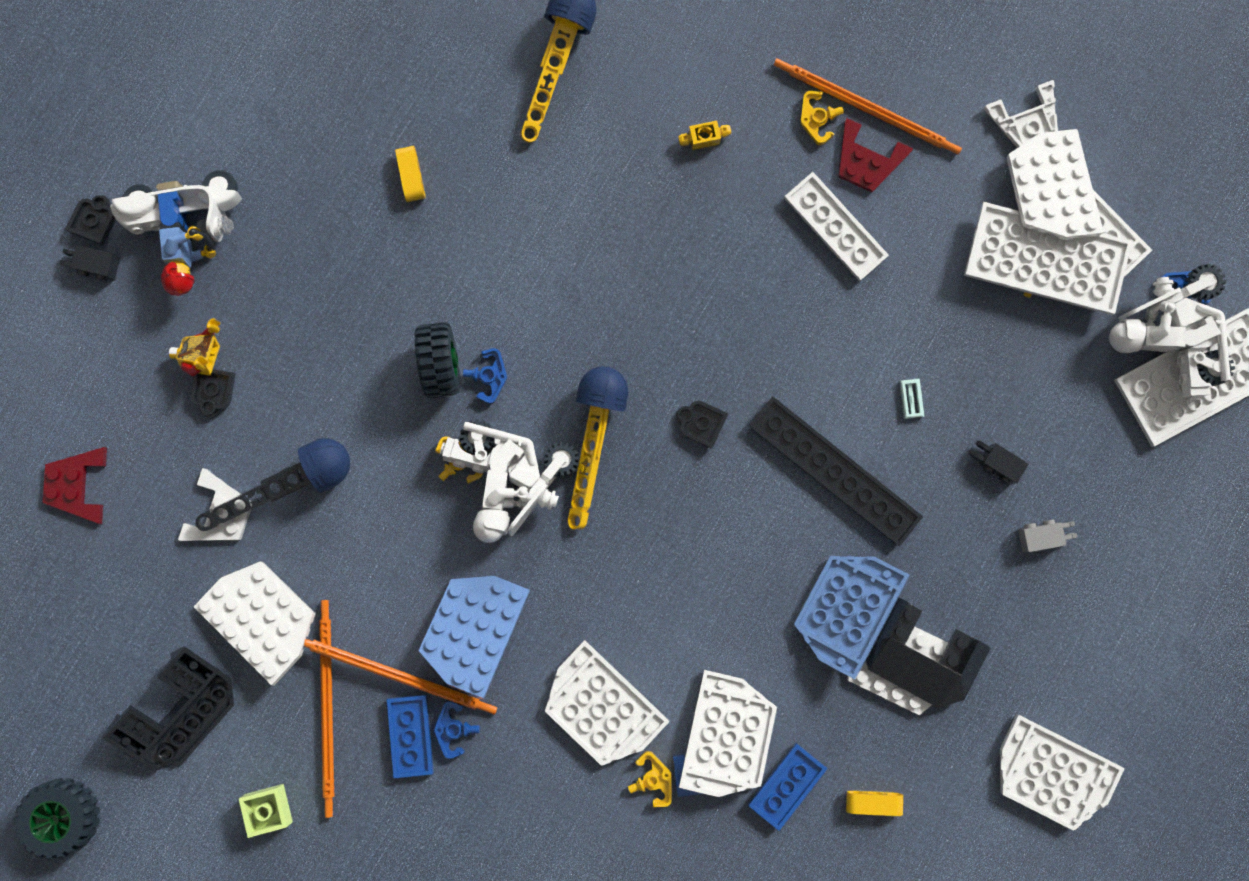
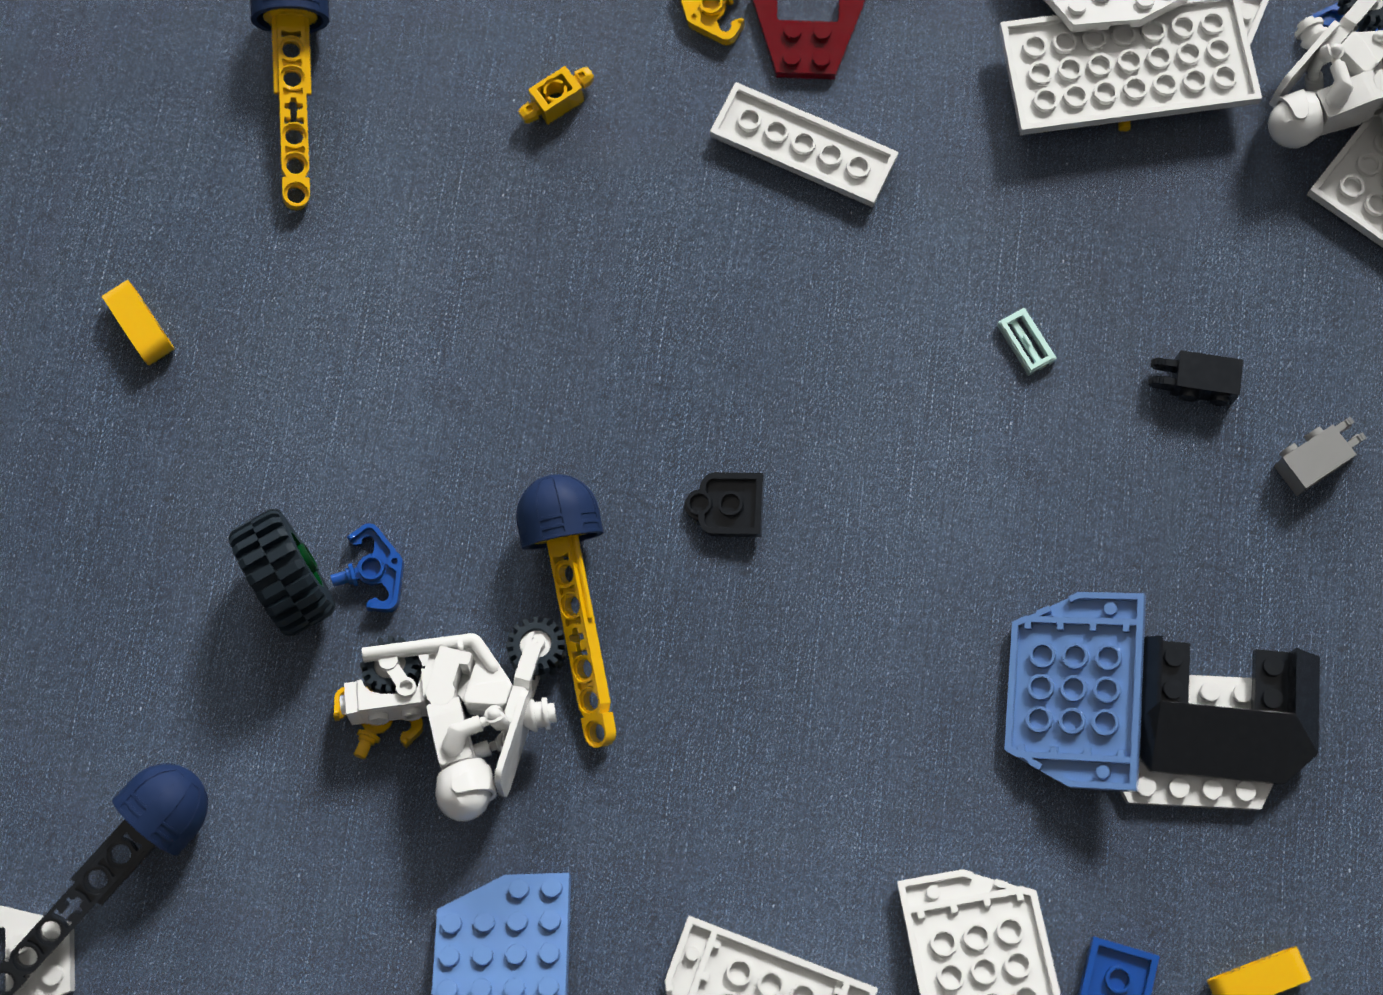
camera: 15 degrees left, 10 degrees down
(835, 471) = (963, 493): black plate -> none

